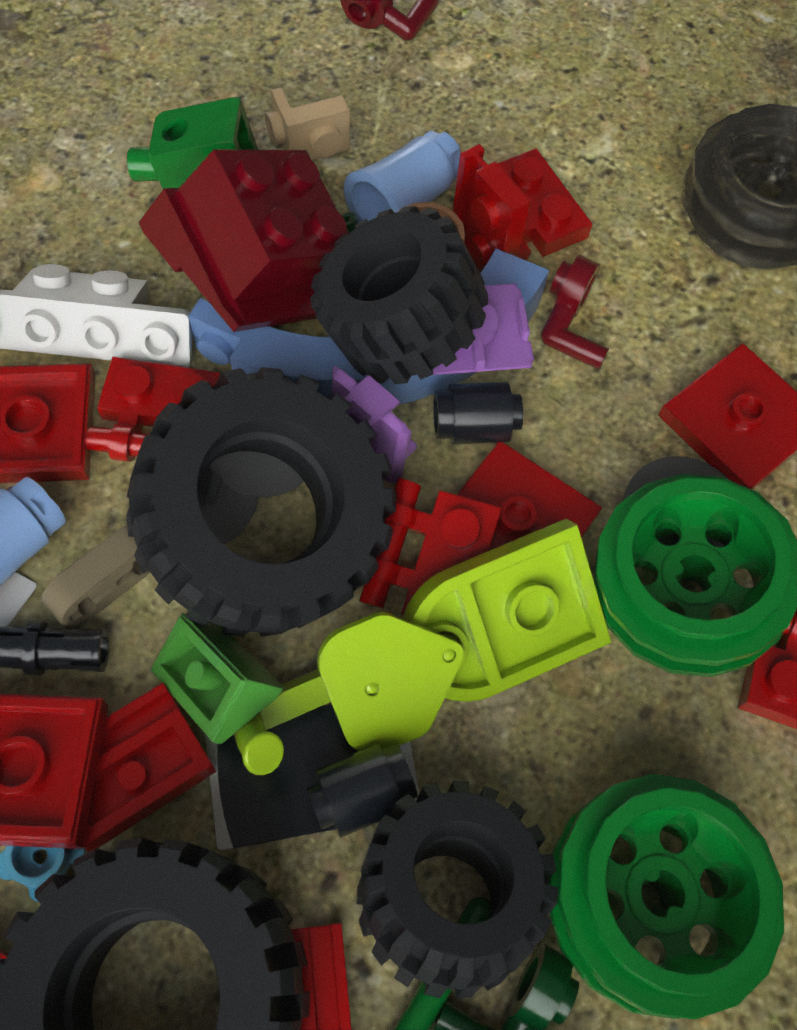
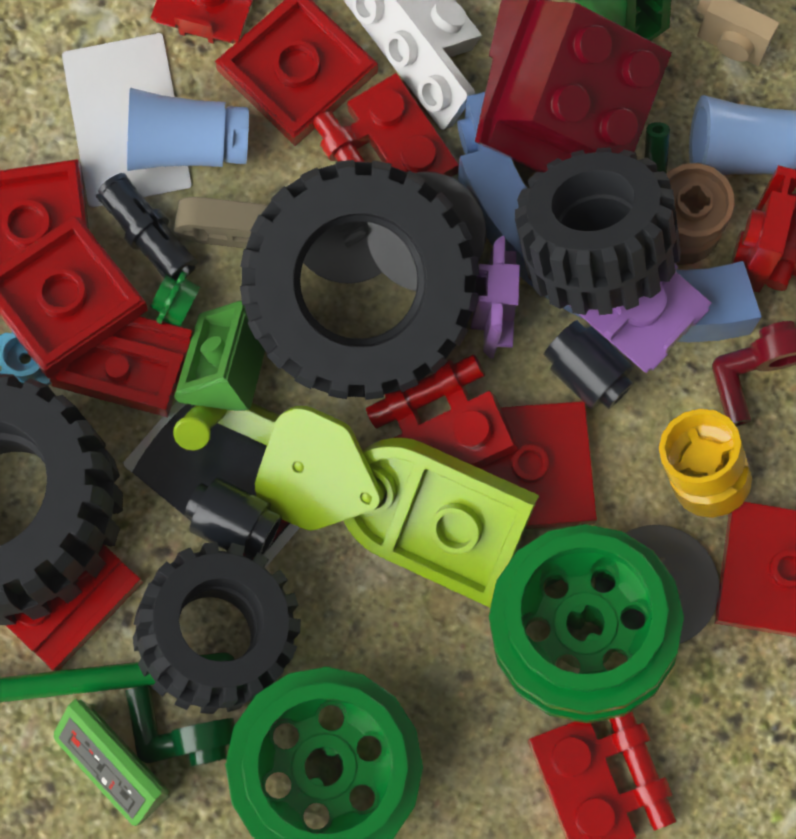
camera: 55 degrees right, 10 degrees up
(121, 675) = (174, 299): none -> green plate
(629, 390) = (705, 462): none -> yellow wheel

